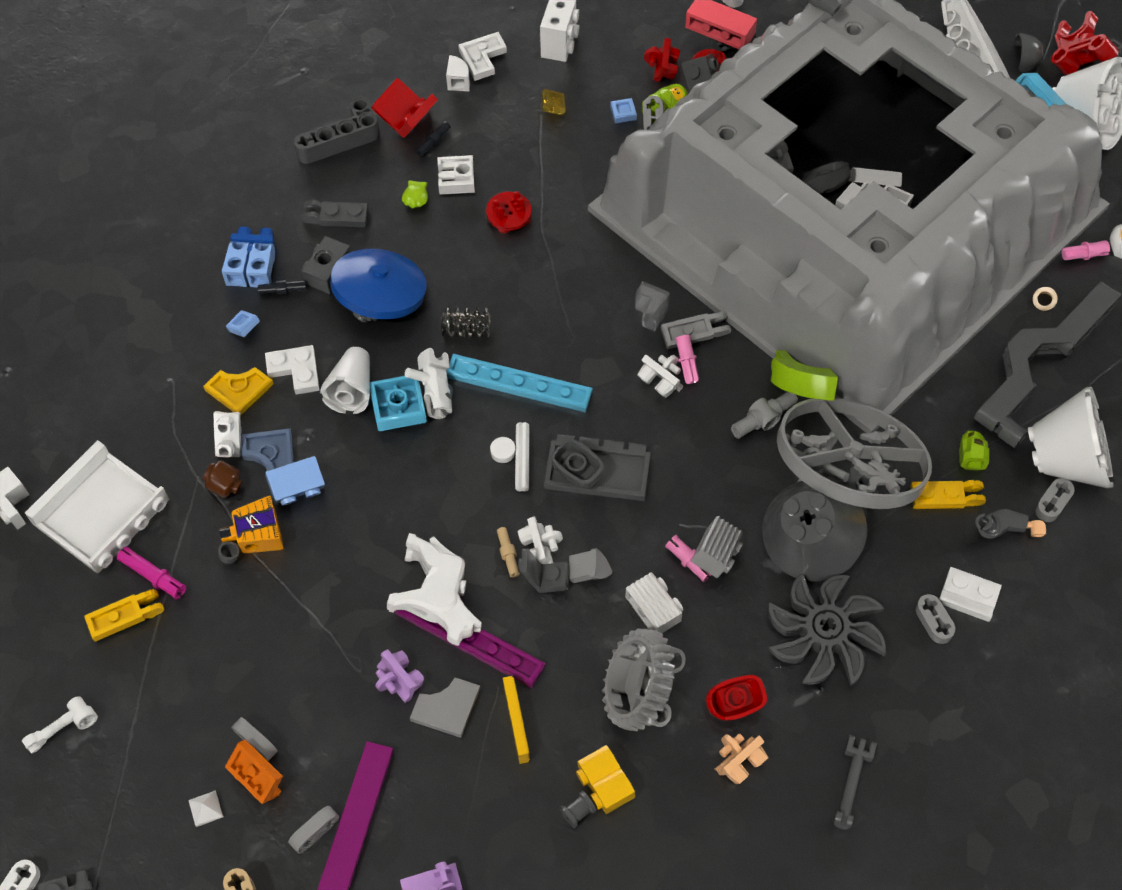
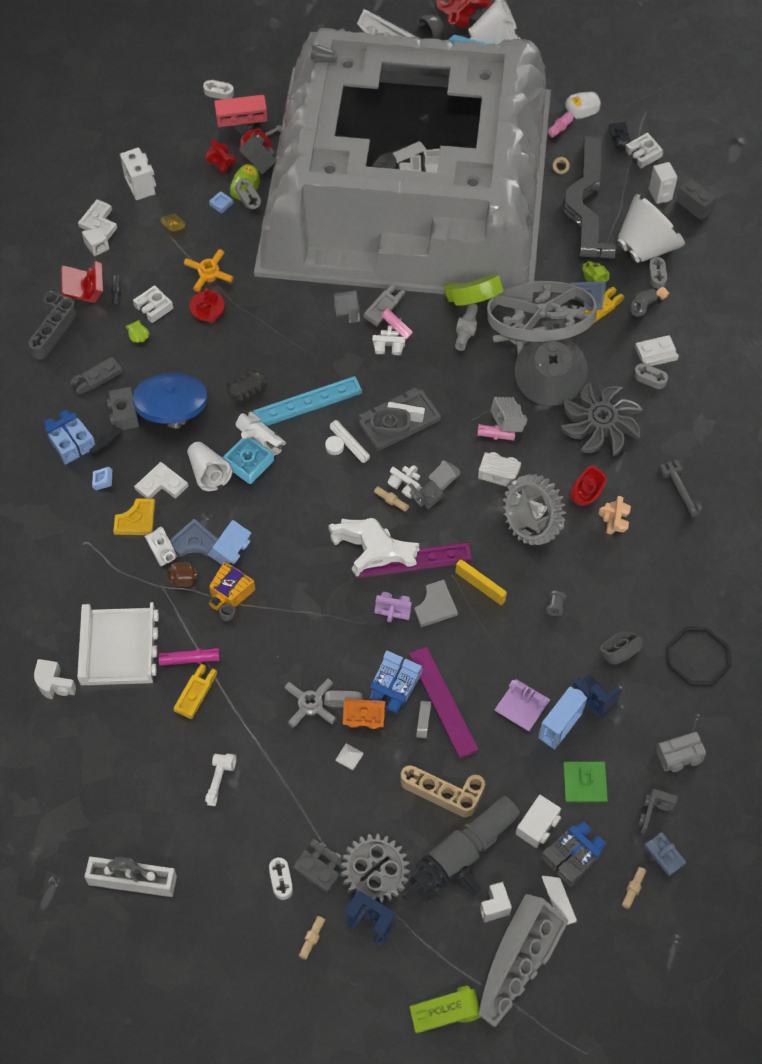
camera: 40 degrees left, 0 degrees up
(209, 713) = (309, 697): none -> light grey bar
(320, 761) = (395, 681): none -> hips
(542, 174) = (208, 270): none -> light orange bar
(605, 780) = (557, 577): yellow brick -> none
(611, 469) = (416, 413): none -> white tile
(947, 471) = (597, 289): none -> sand blue tile

